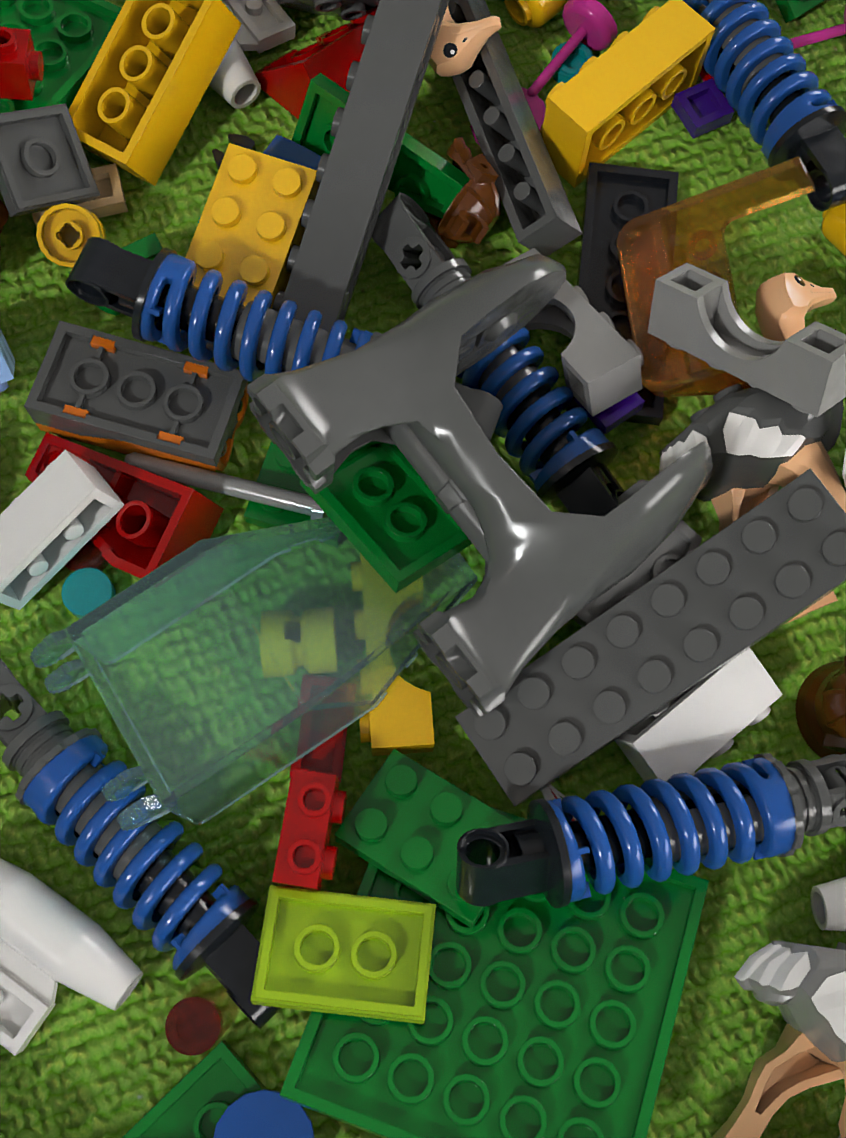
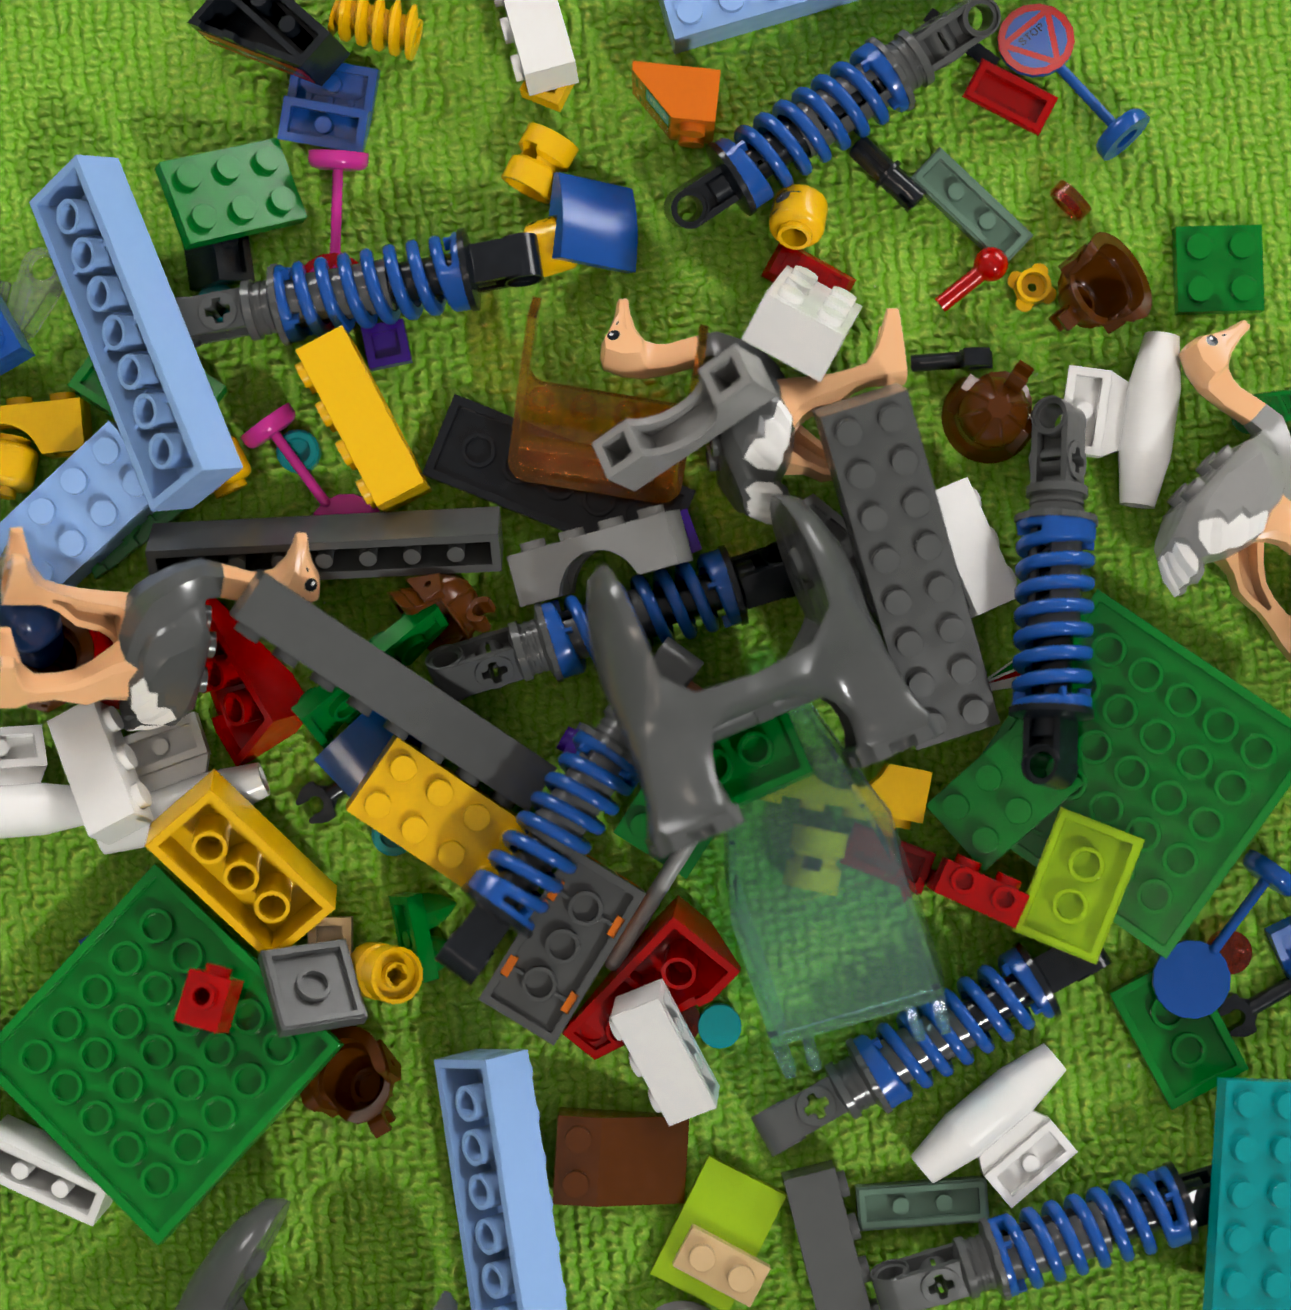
camera: 70 degrees left, 15 degrees up
(194, 1025) = (1089, 1012): clear red tile -> none

